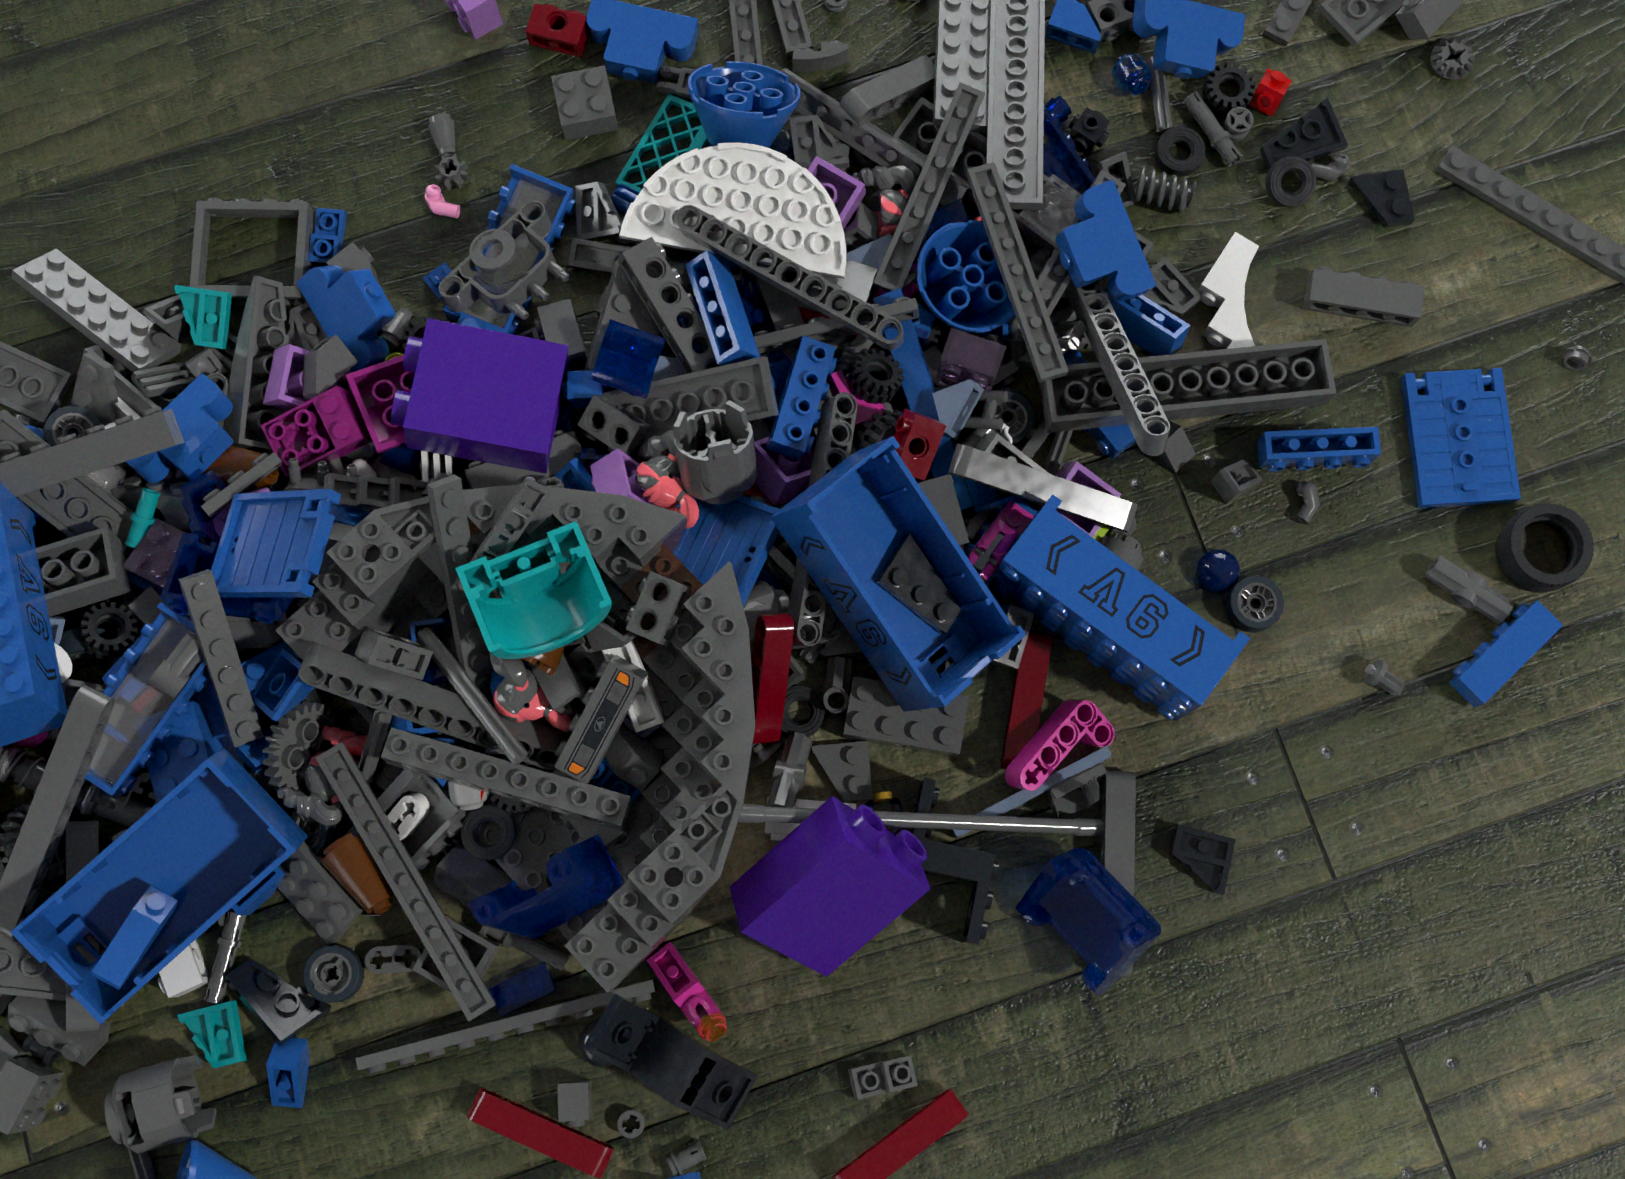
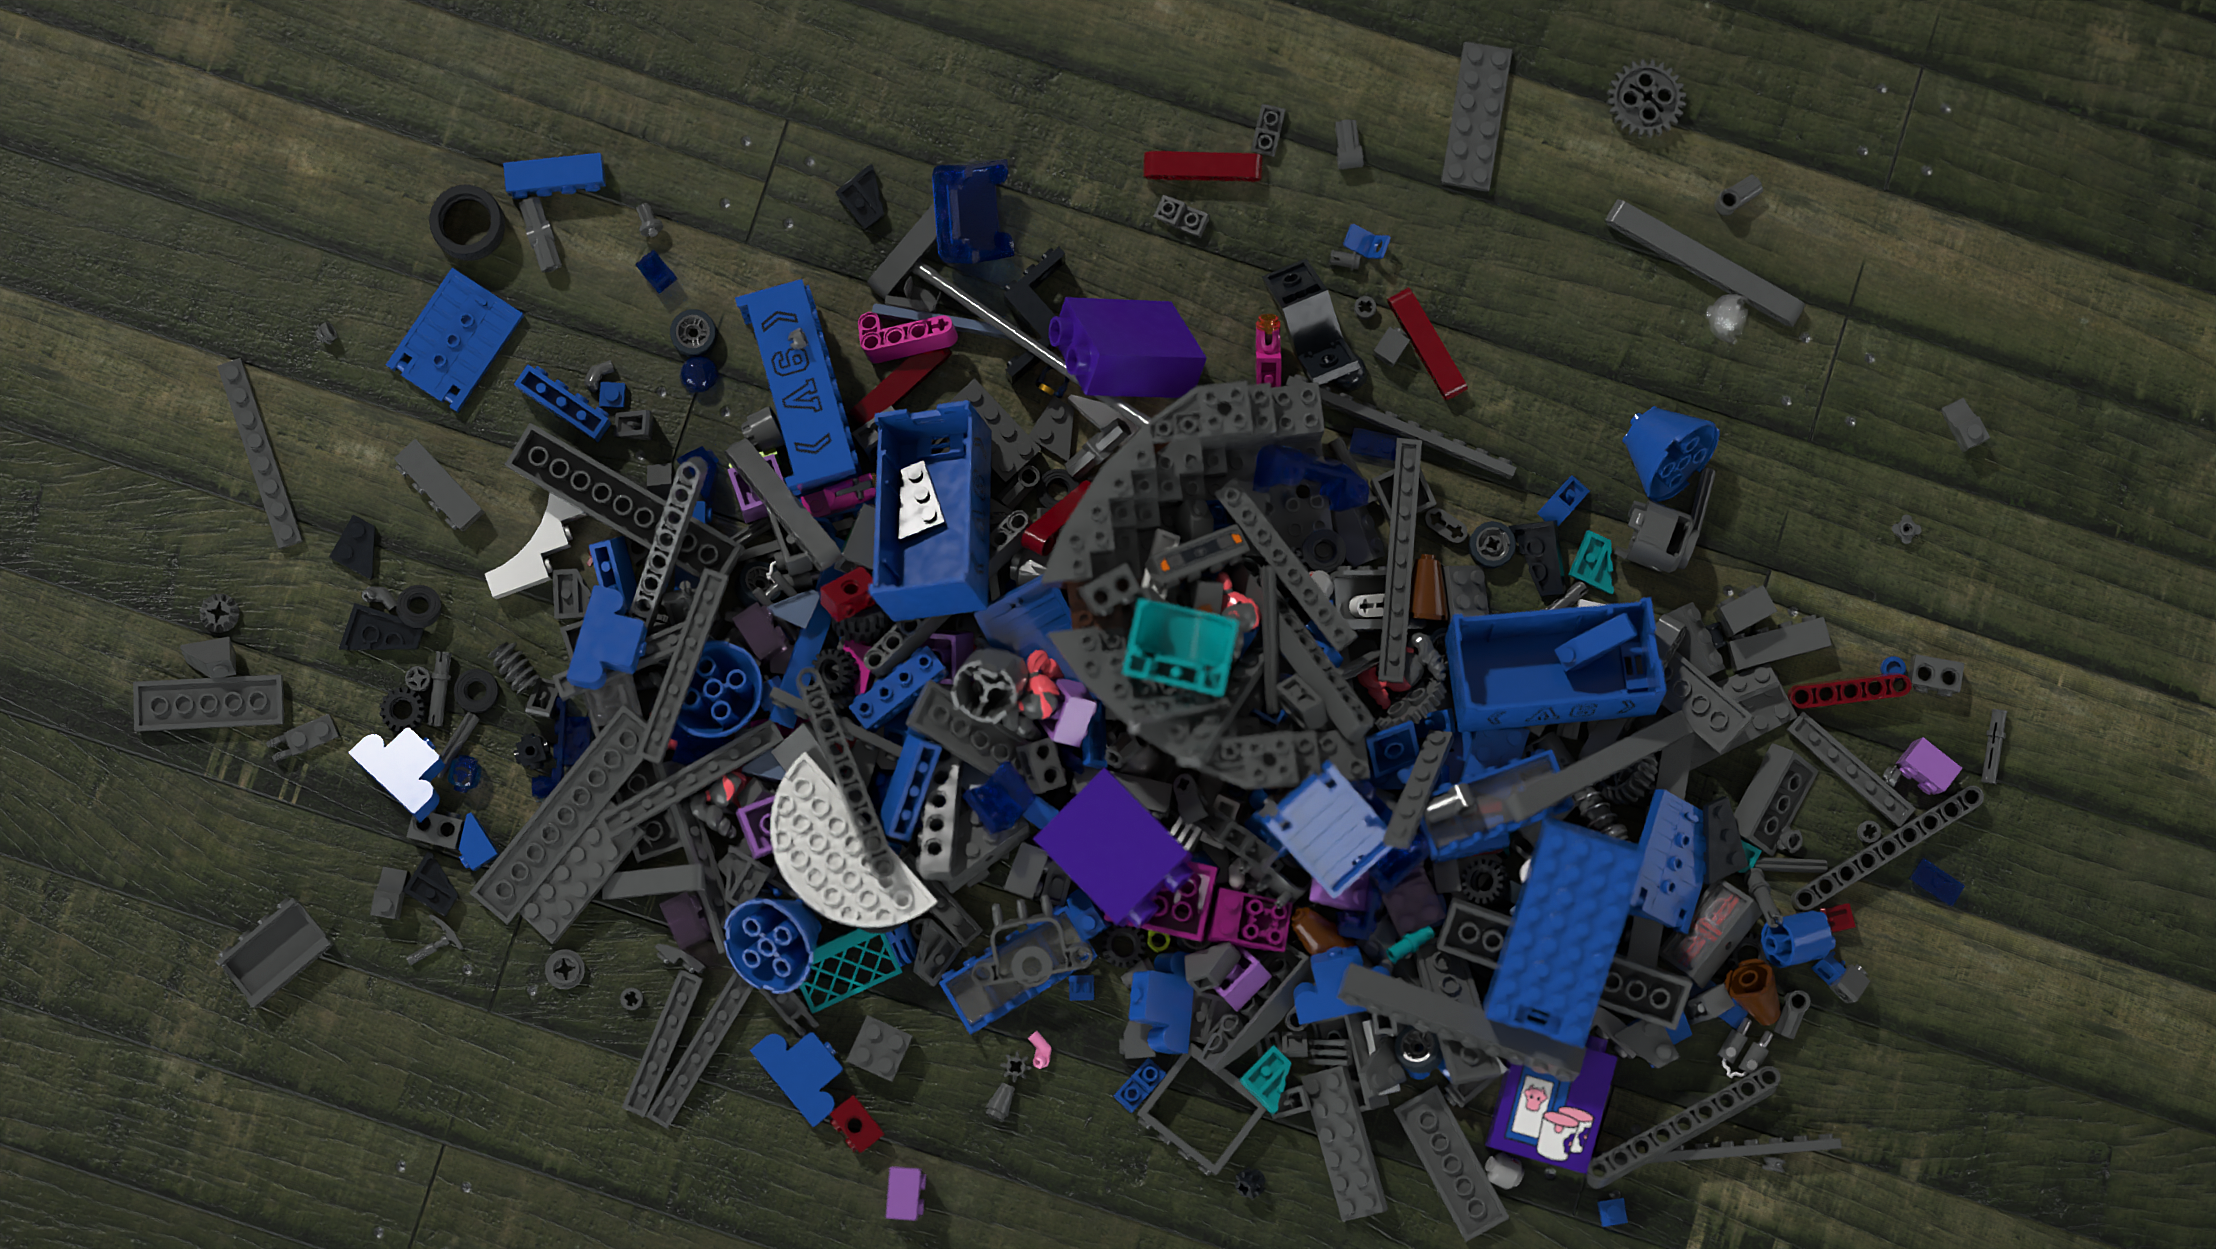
camera: 145 degrees left, 5 degrees up
(162, 220) = (1250, 1183): none -> black gear
(240, 483) = (1325, 910): dark grey plate -> none
(836, 73) = (686, 921): none -> clear purple brick
(1142, 476) = (709, 485): none -> clear blue slope
(1156, 641) = (799, 338): none -> dark grey hinge
(1270, 92) = (373, 686): red bracket -> none
(1279, 493) = (612, 395): none -> blue plate
(1336, 635) = (656, 271): none -> clear blue bracket

